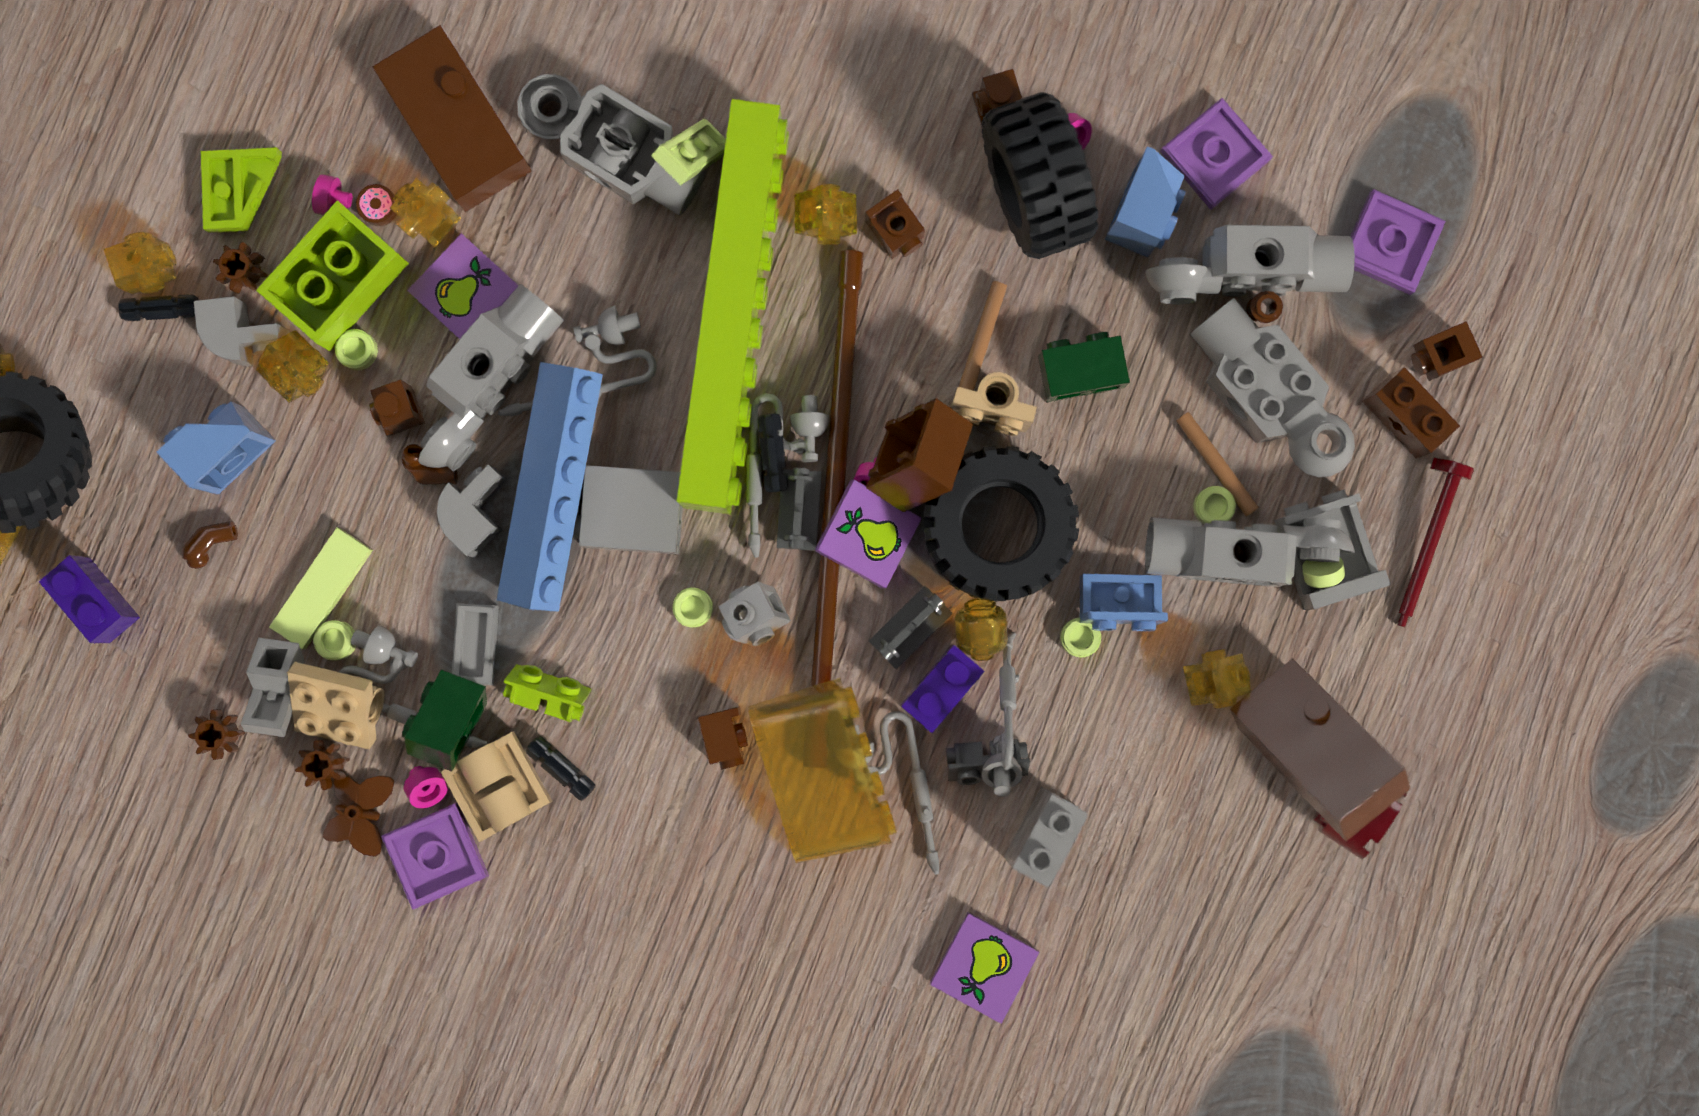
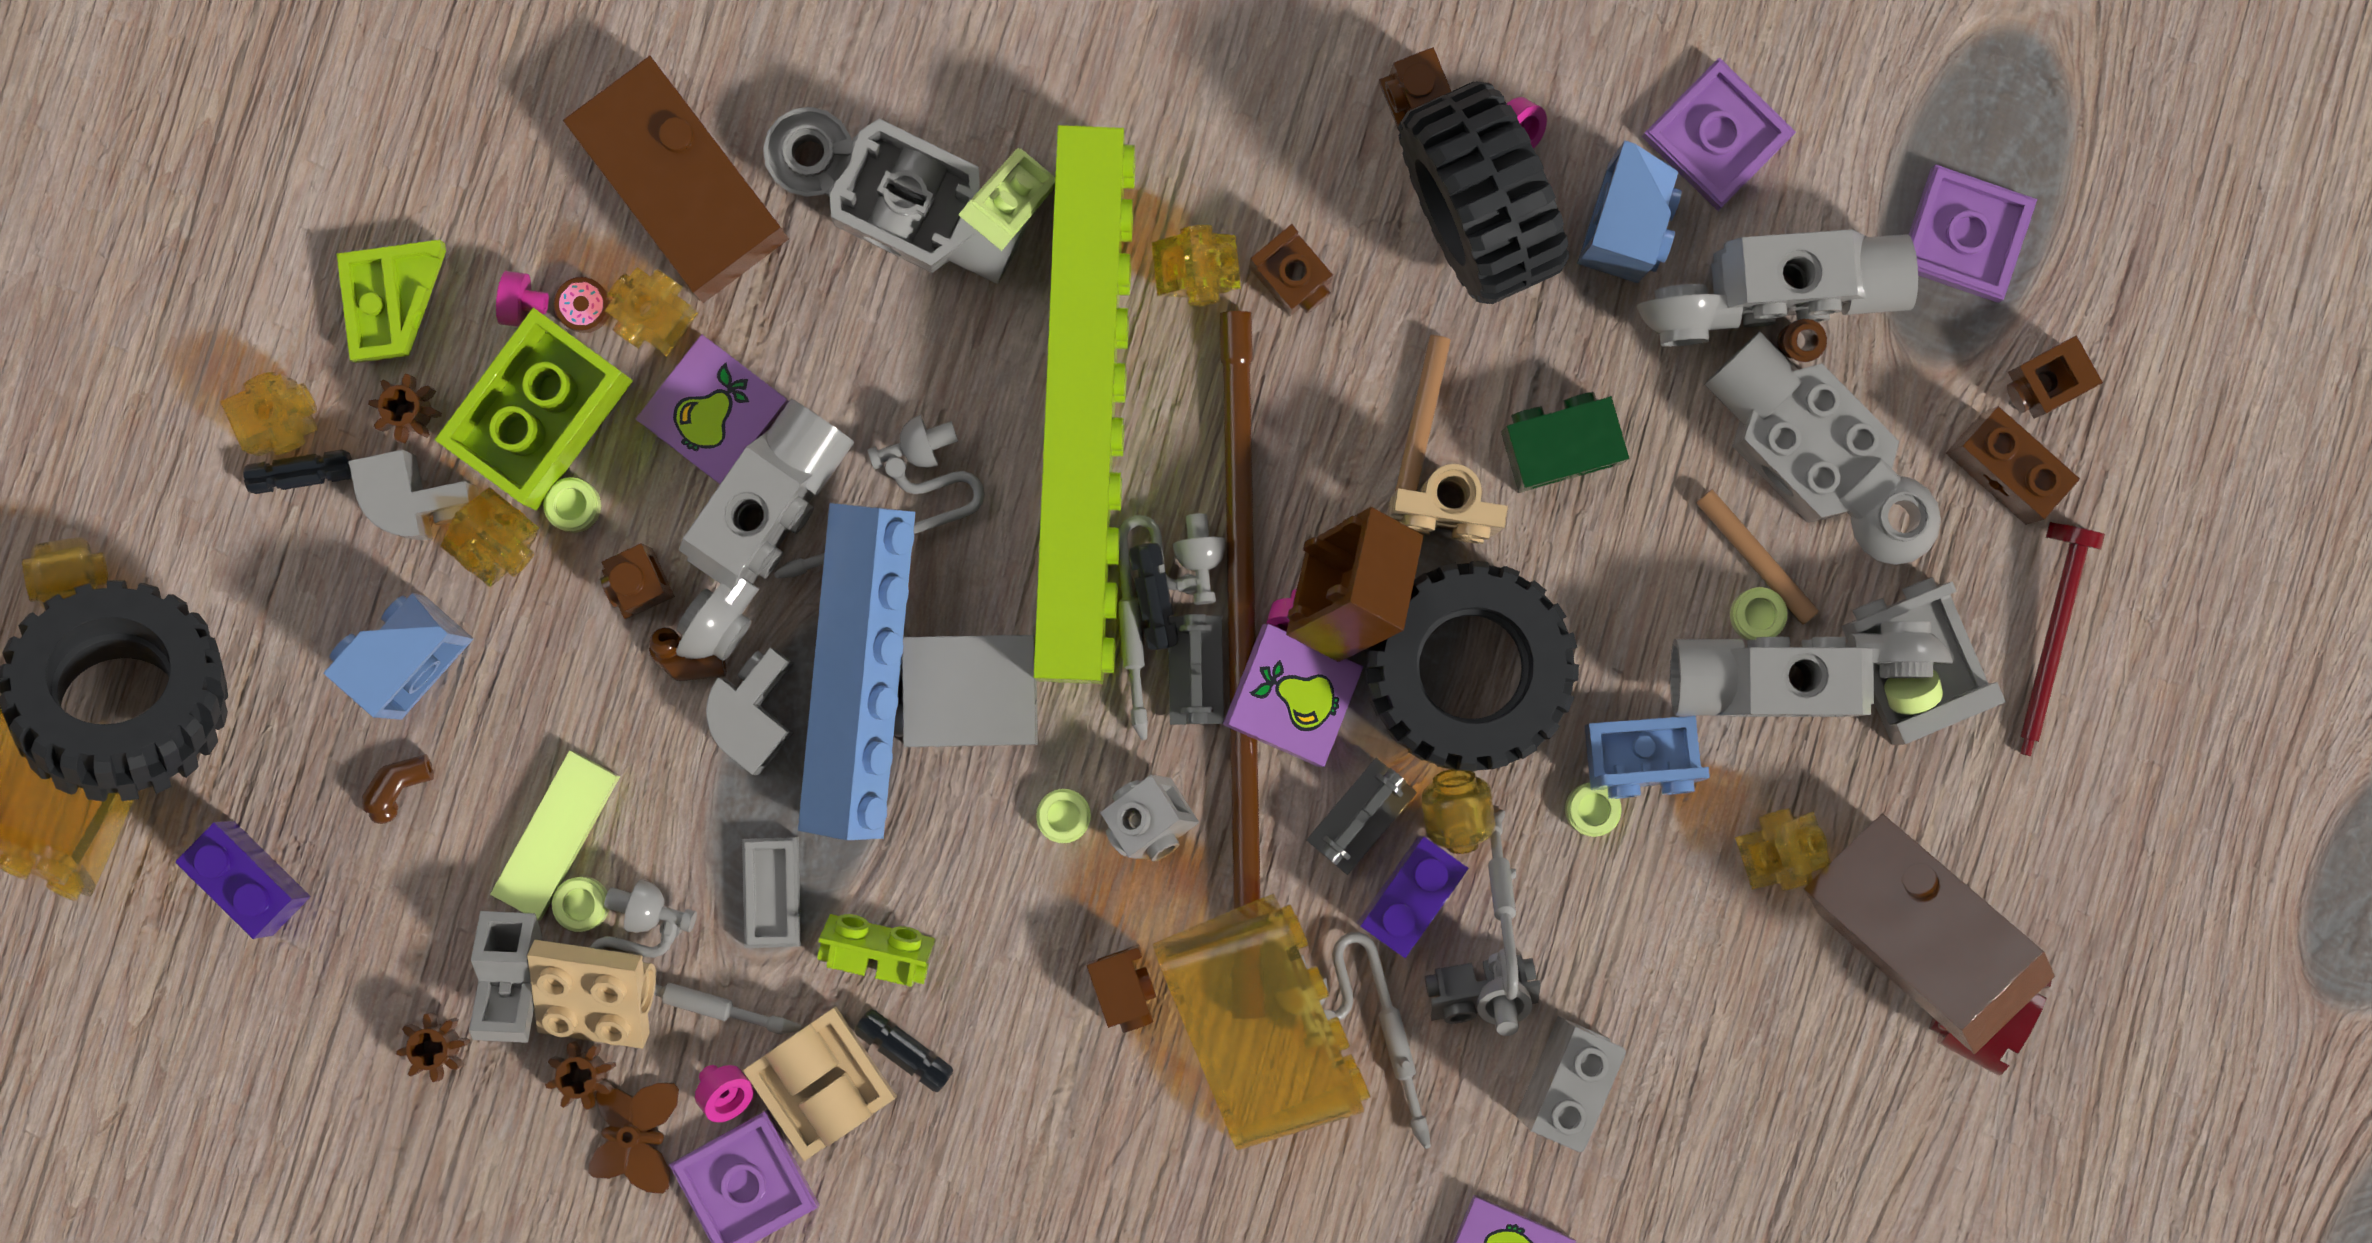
camera: 10 degrees left, 0 degrees up
(444, 719) = (743, 999): dark green brick -> none

